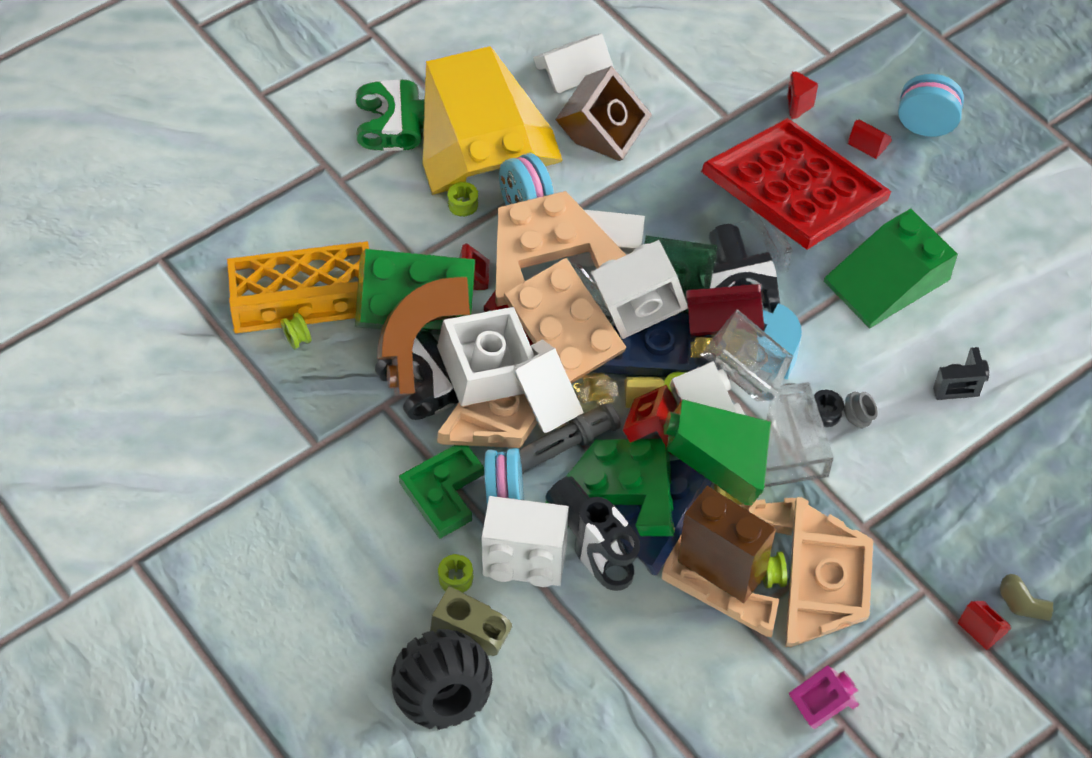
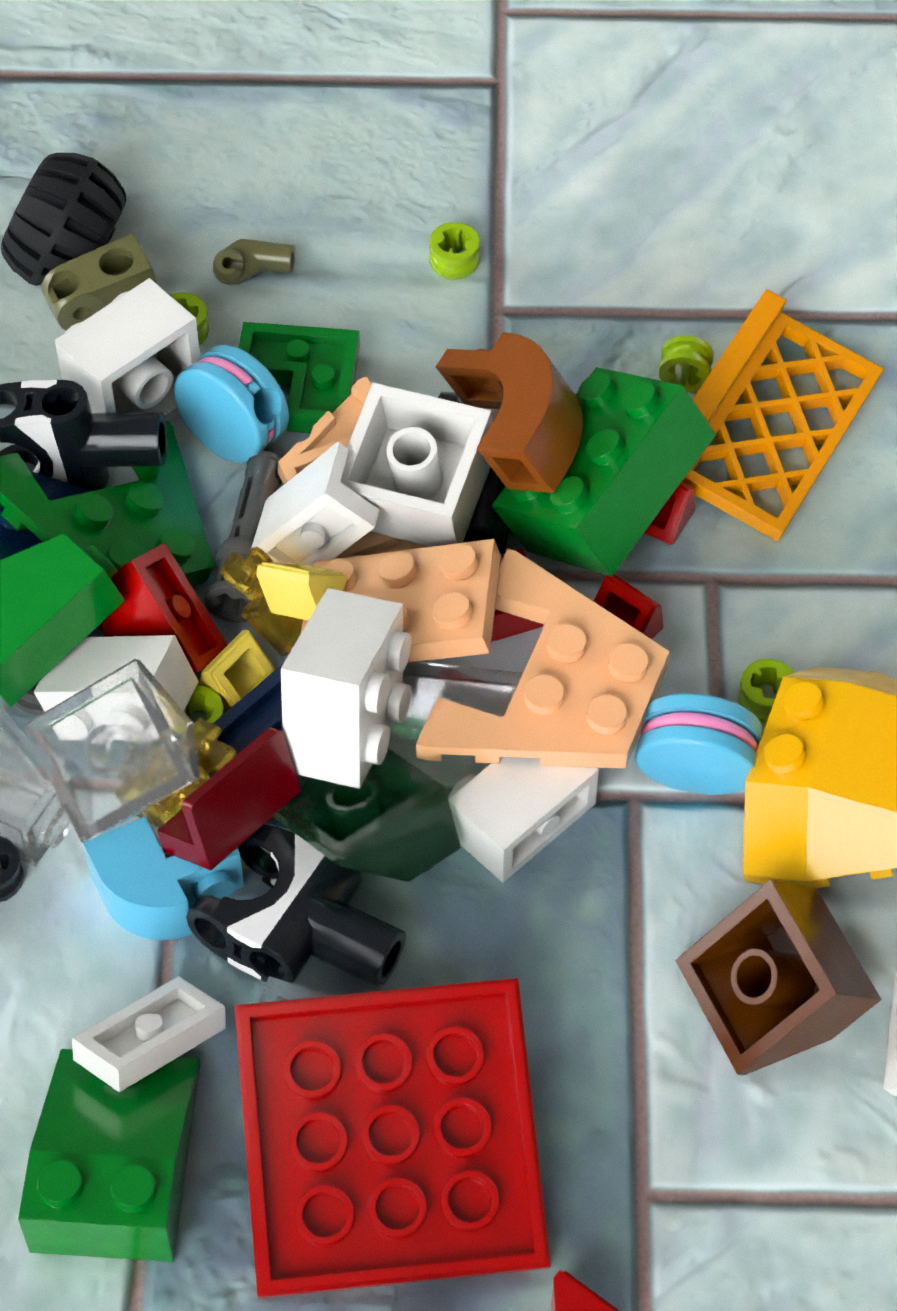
camera: 130 degrees right, 0 degrees up
(290, 476) = (456, 264): none -> lime bush
(384, 577) = (249, 257): none -> olive arm
(592, 357) = (296, 588): none -> light yellow slope
(839, 285) = (148, 1033): none -> white plate

